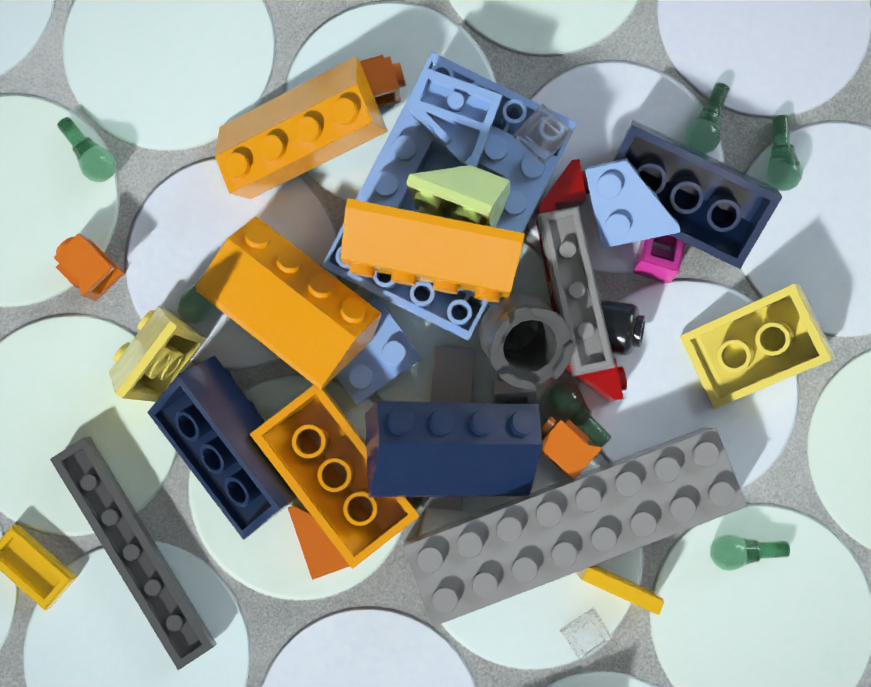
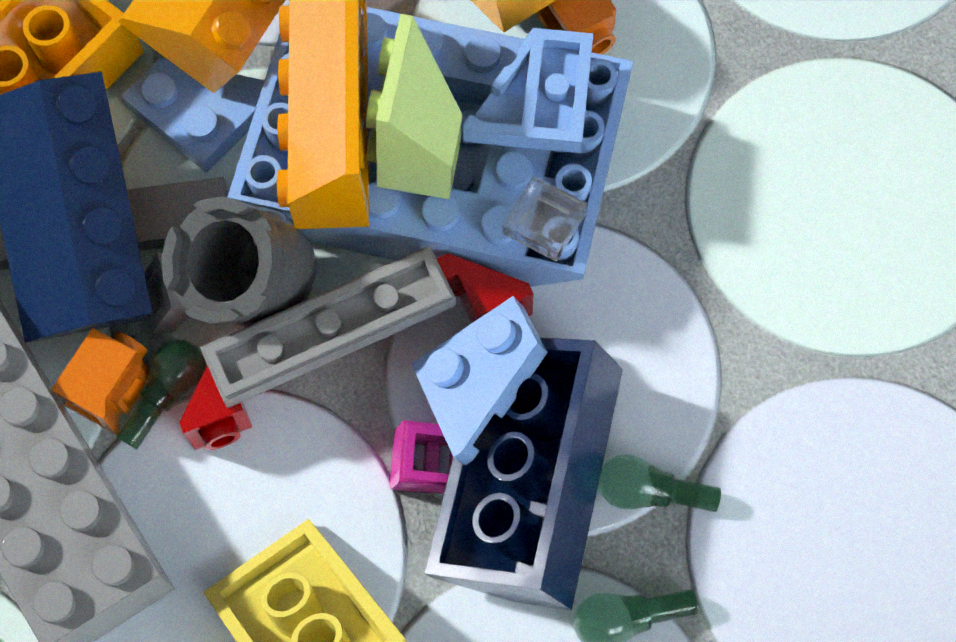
camera: 80 degrees right, 15 degrees down
(623, 326) = (298, 416): black head -> none

